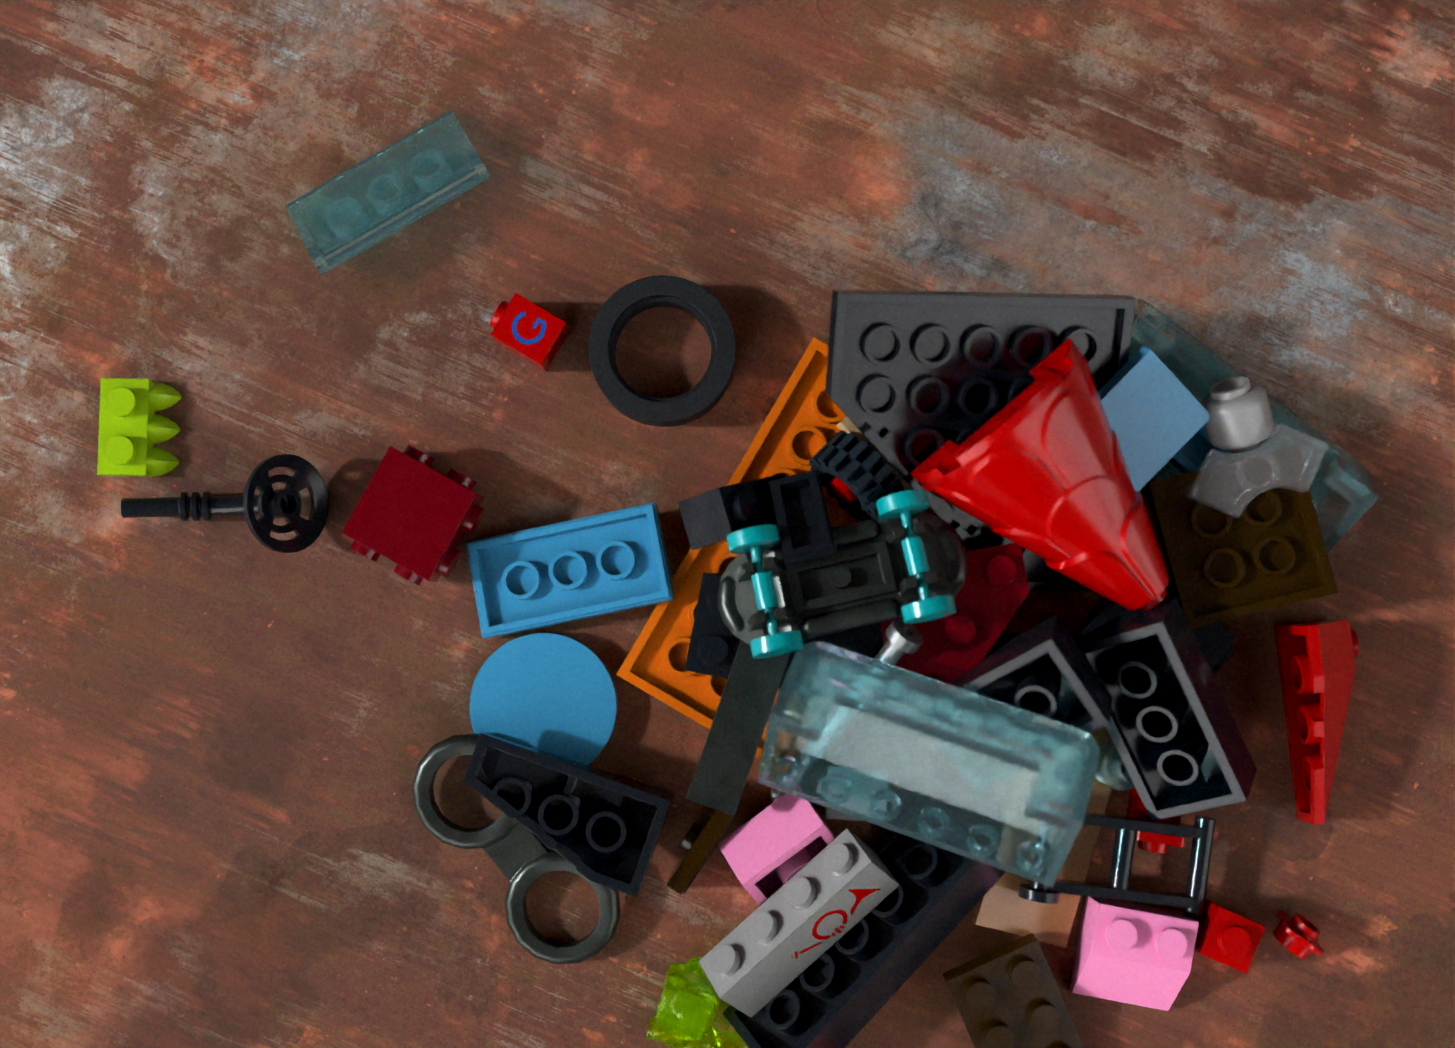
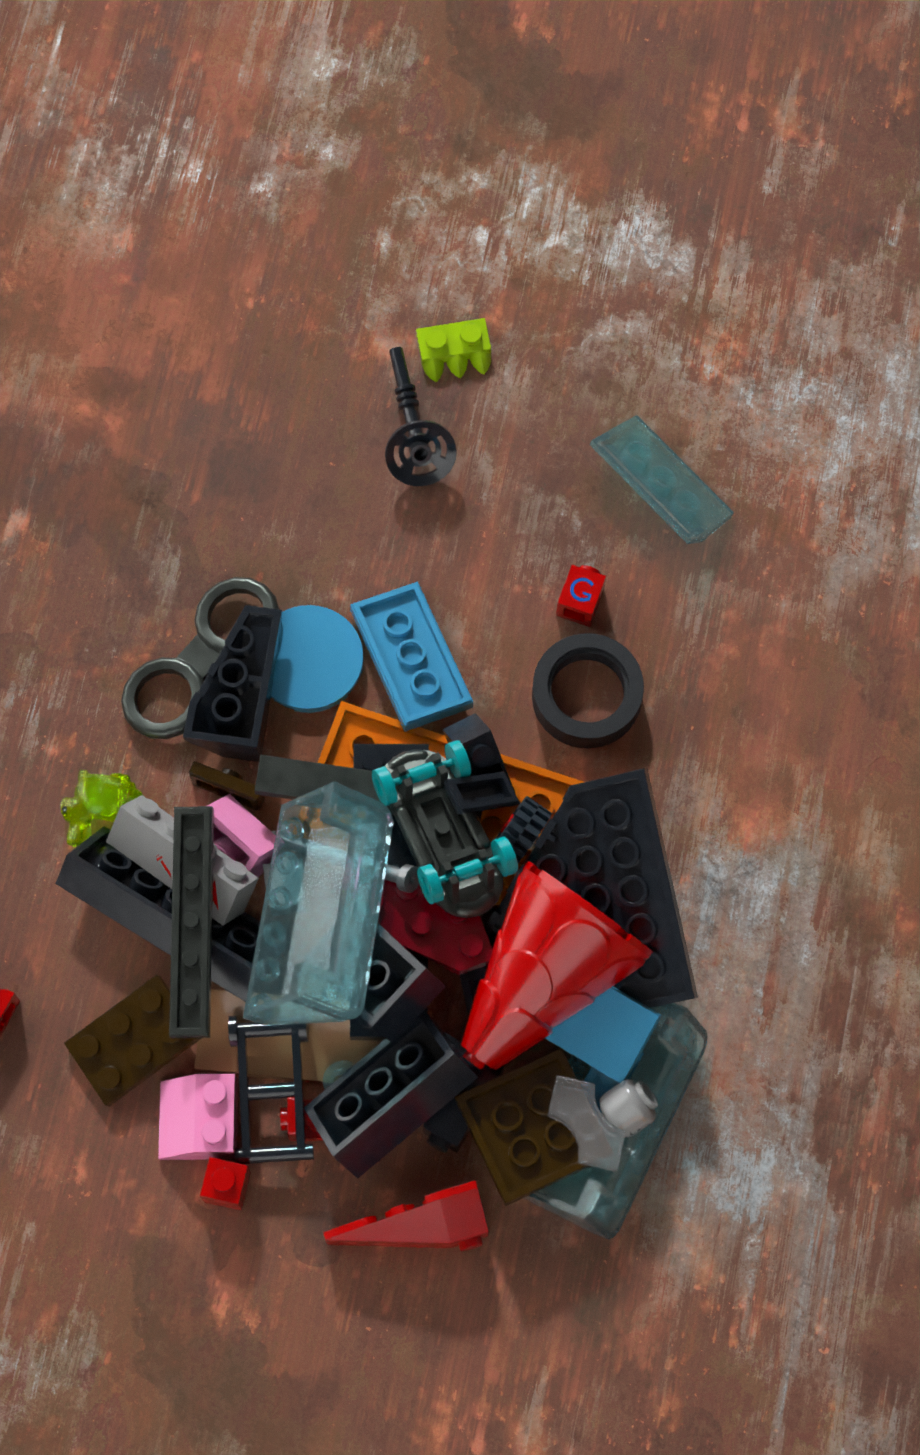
camera: 80 degrees right, 15 degrees down
(414, 515) = (429, 540): dark red brick -> none
(902, 930) = (191, 922): none -> pearl dark grey tile
(1298, 935) = (234, 1244): red plate -> none

